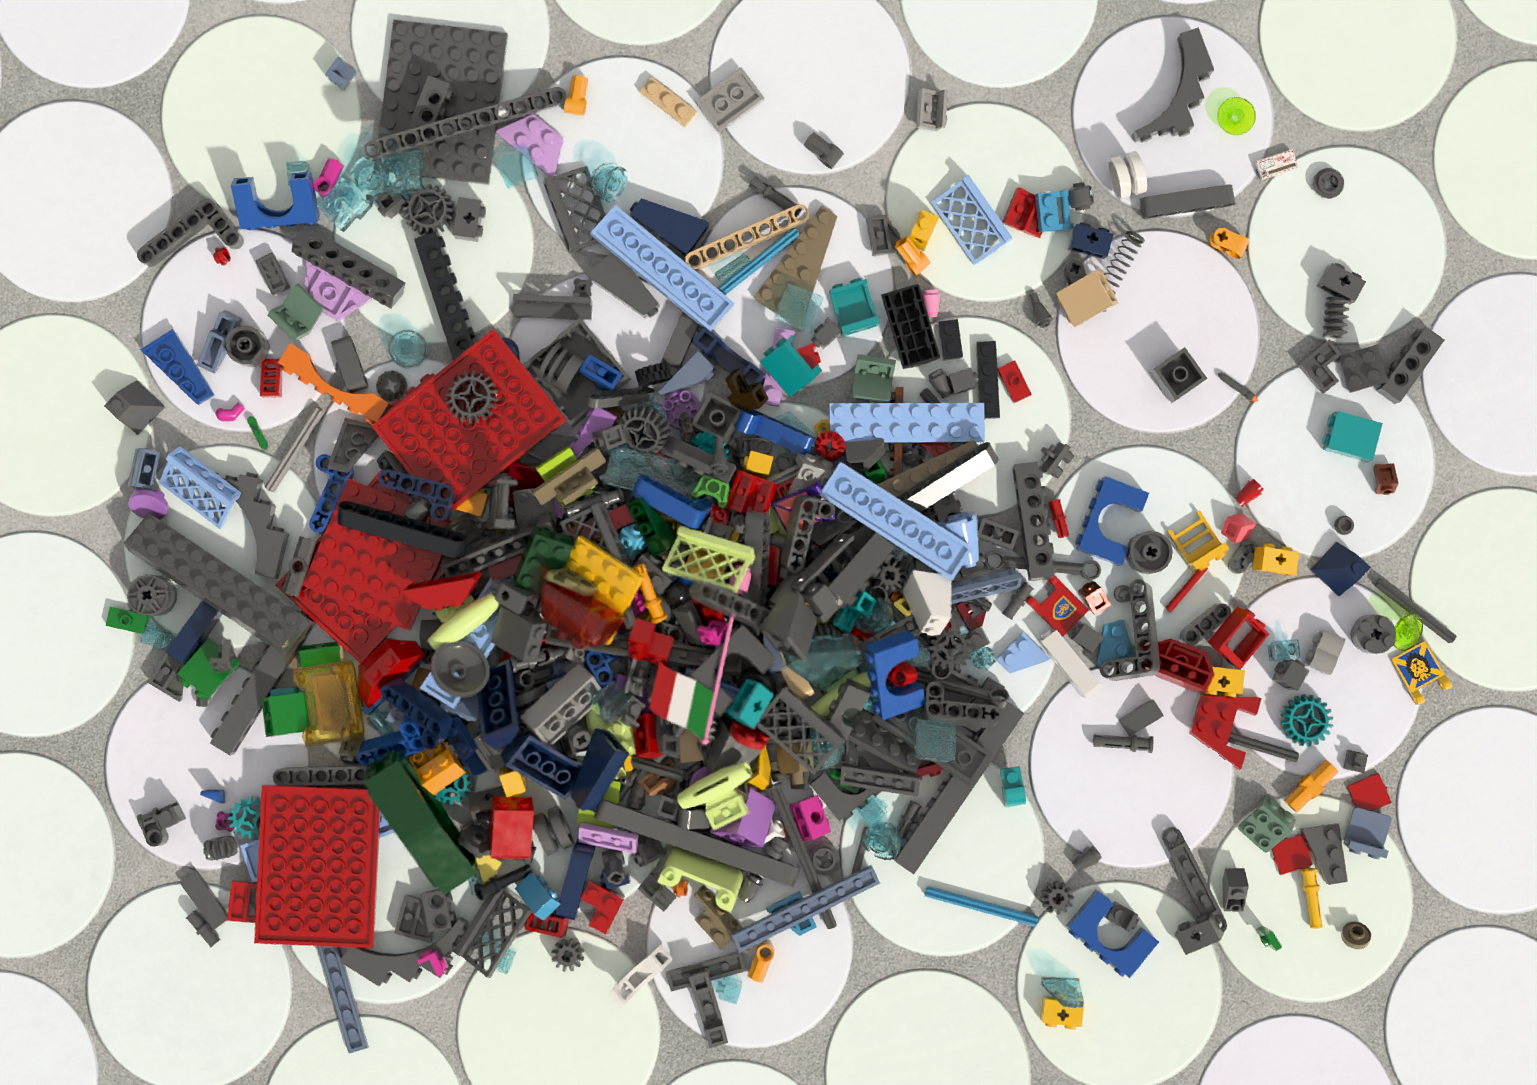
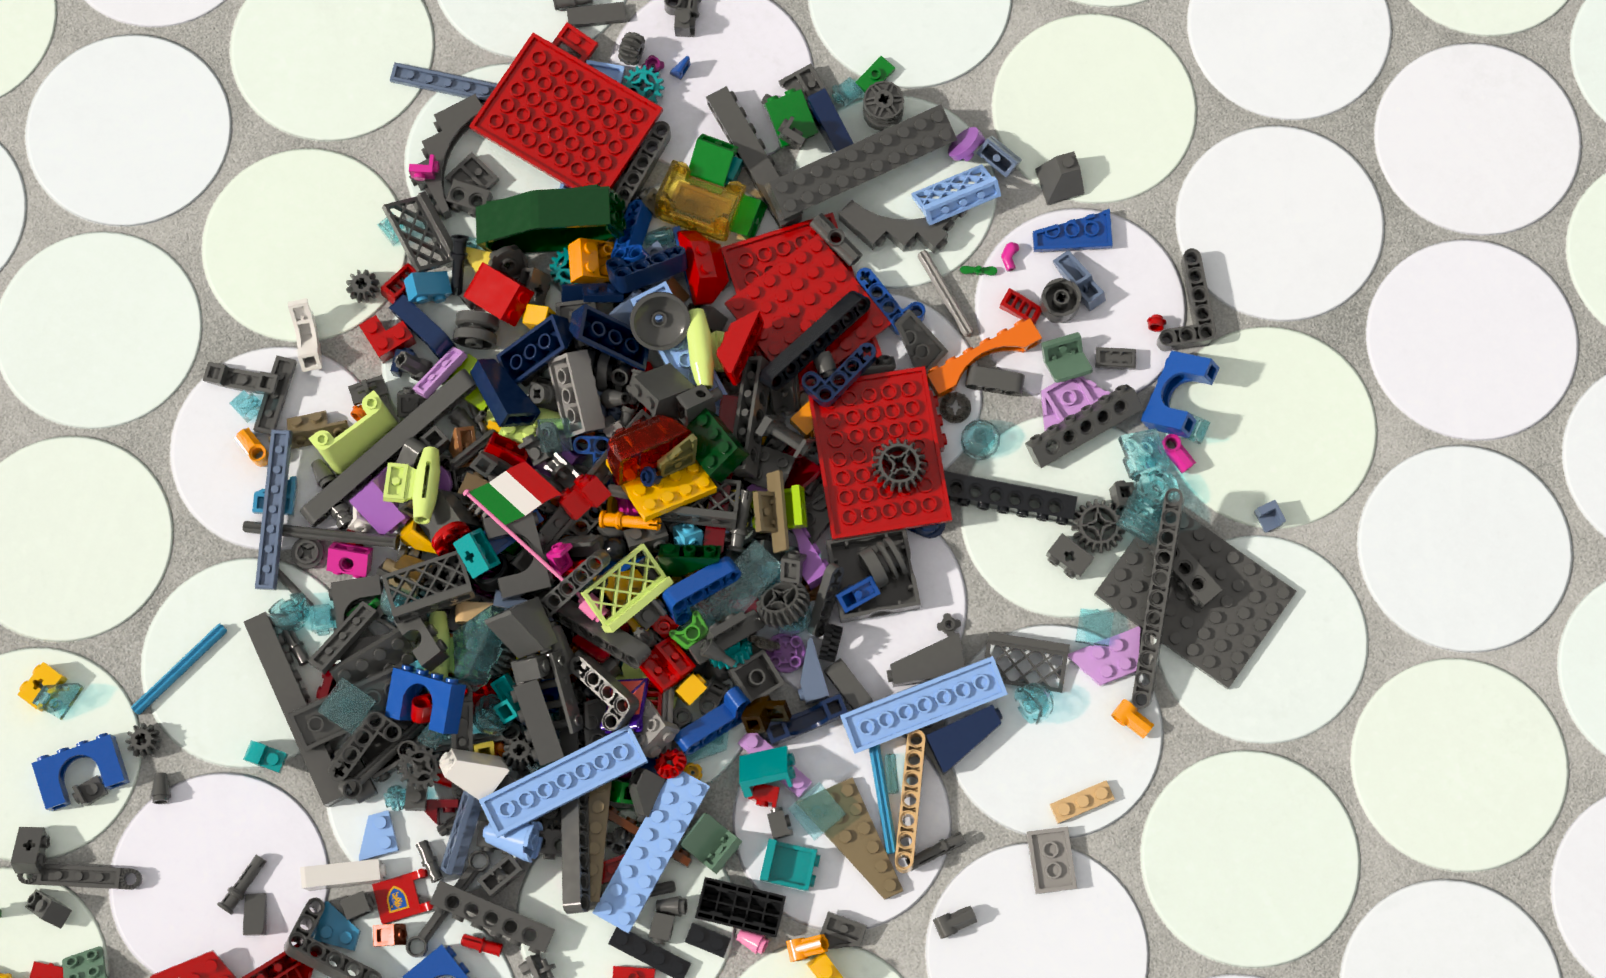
camera: 125 degrees right, 10 degrees down
(548, 672) = (612, 398): none -> dark grey cone
(552, 307) = (945, 588): dark grey fence -> none
(602, 595) = (649, 477): none -> dark blue plate
(1117, 591) = (381, 960): dark grey bush -> none

